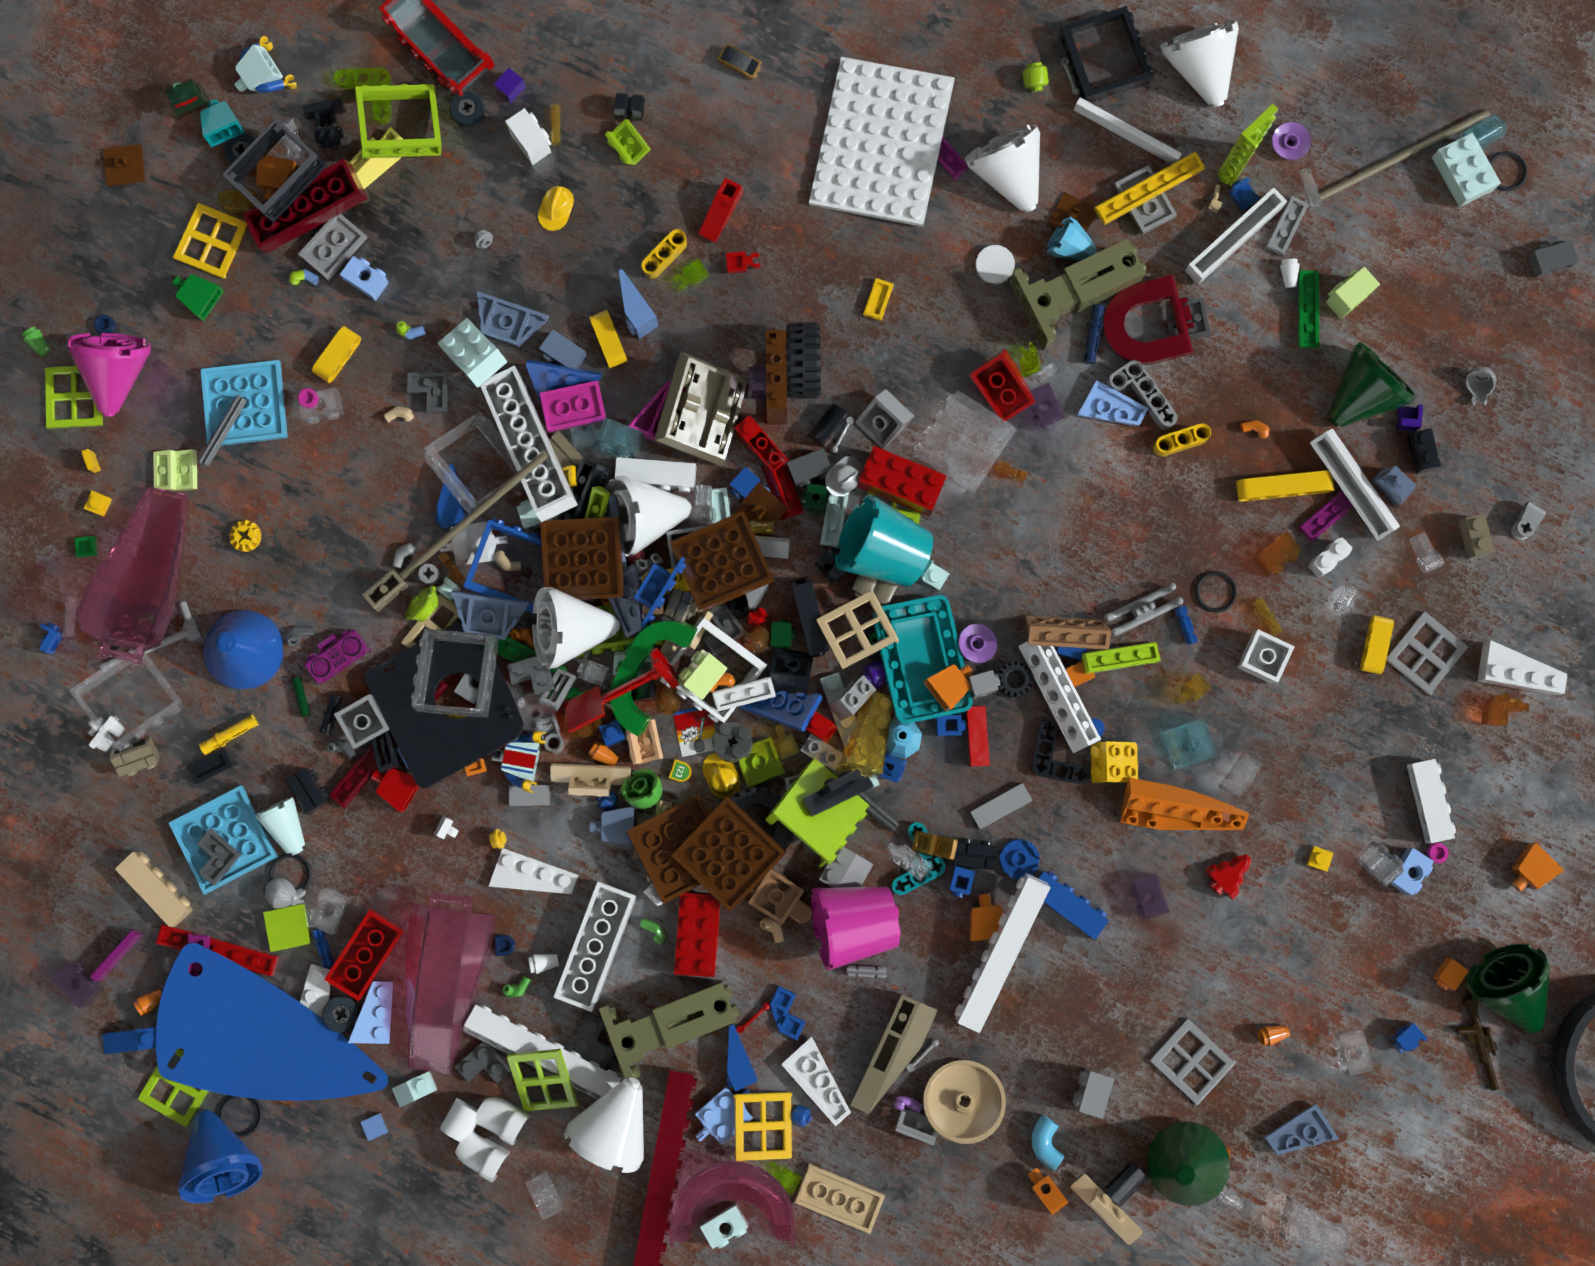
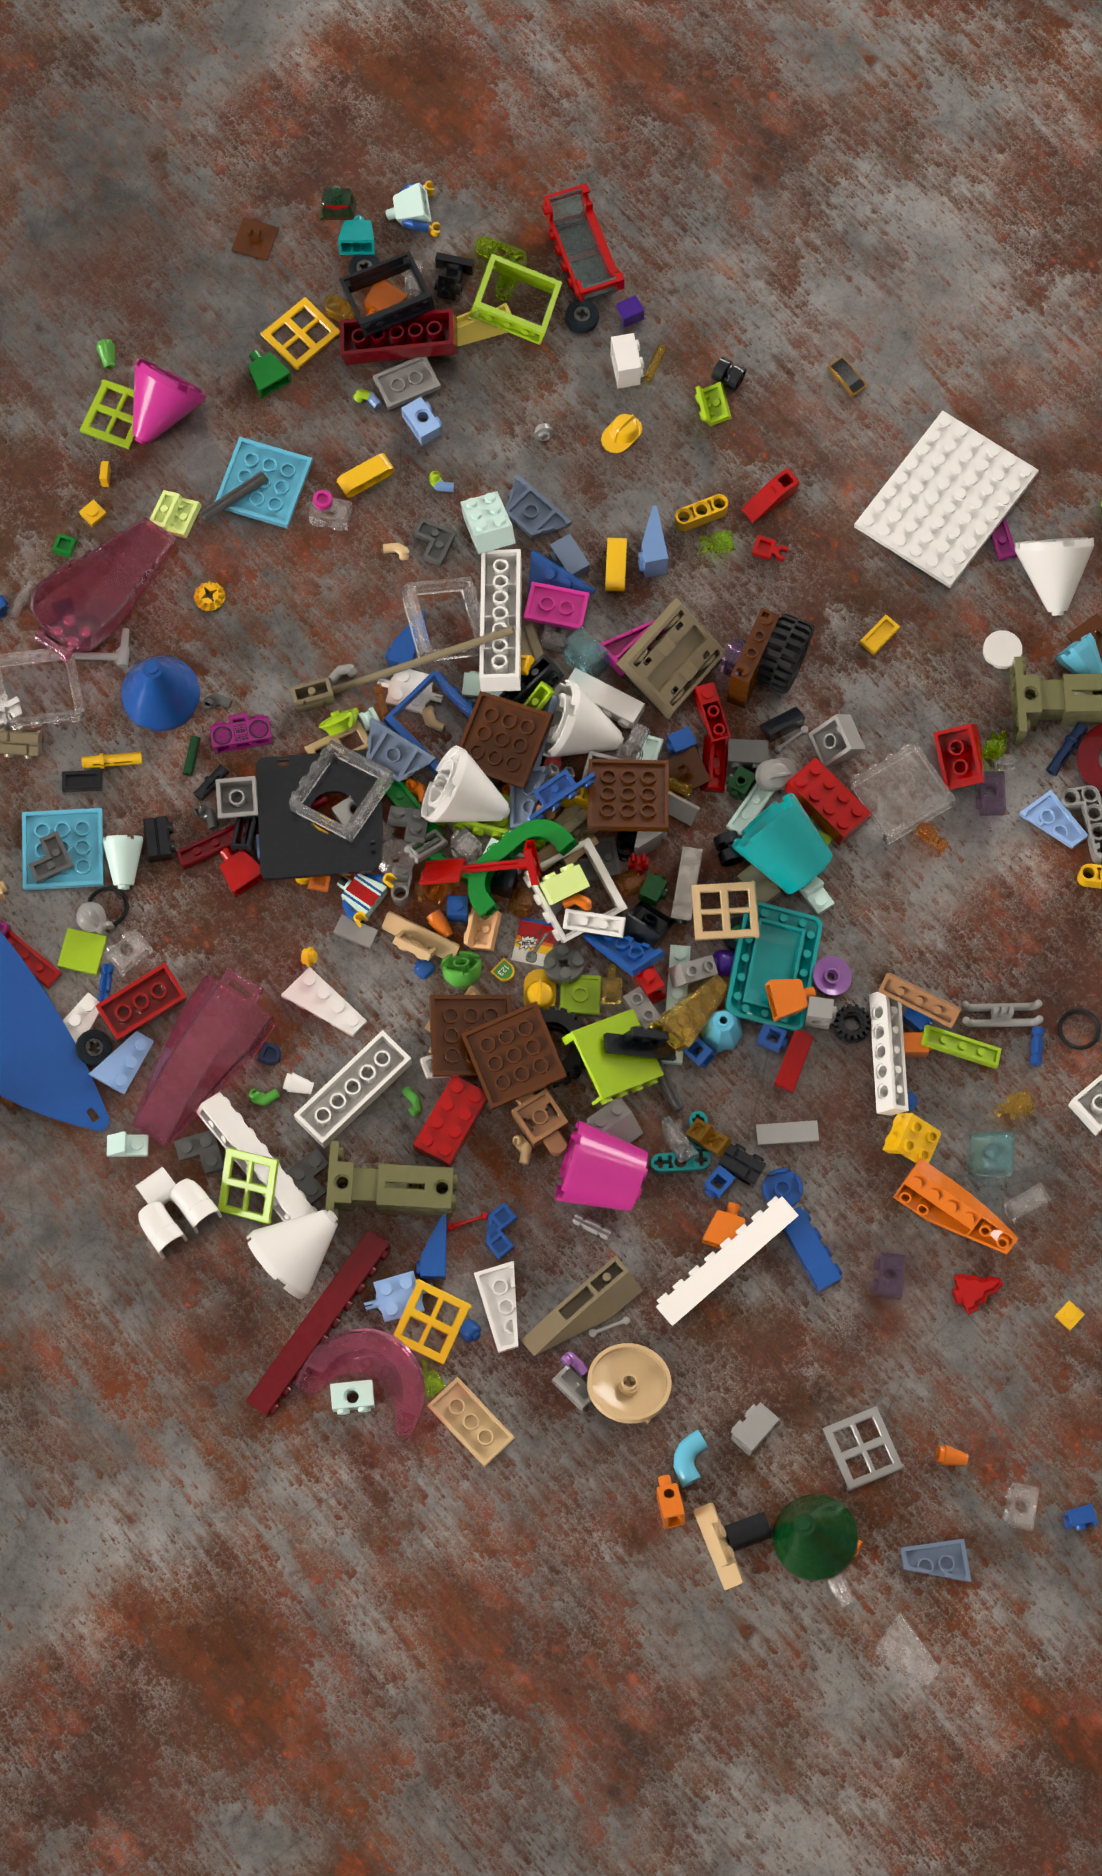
camera: 25 degrees right, 10 degrees down
(104, 324) = (173, 364): dark blue tile -> none
(374, 1127) = (75, 1162): medium blue tile -> none
(432, 576) = (360, 702): light grey wheel -> none
(444, 827) = (266, 925): white tile -> none
(544, 1195) = (200, 1290): clear brick -> none
(614, 825) = (418, 991): sand blue torso -> none
(1052, 764) = (851, 1115): black beam -> none

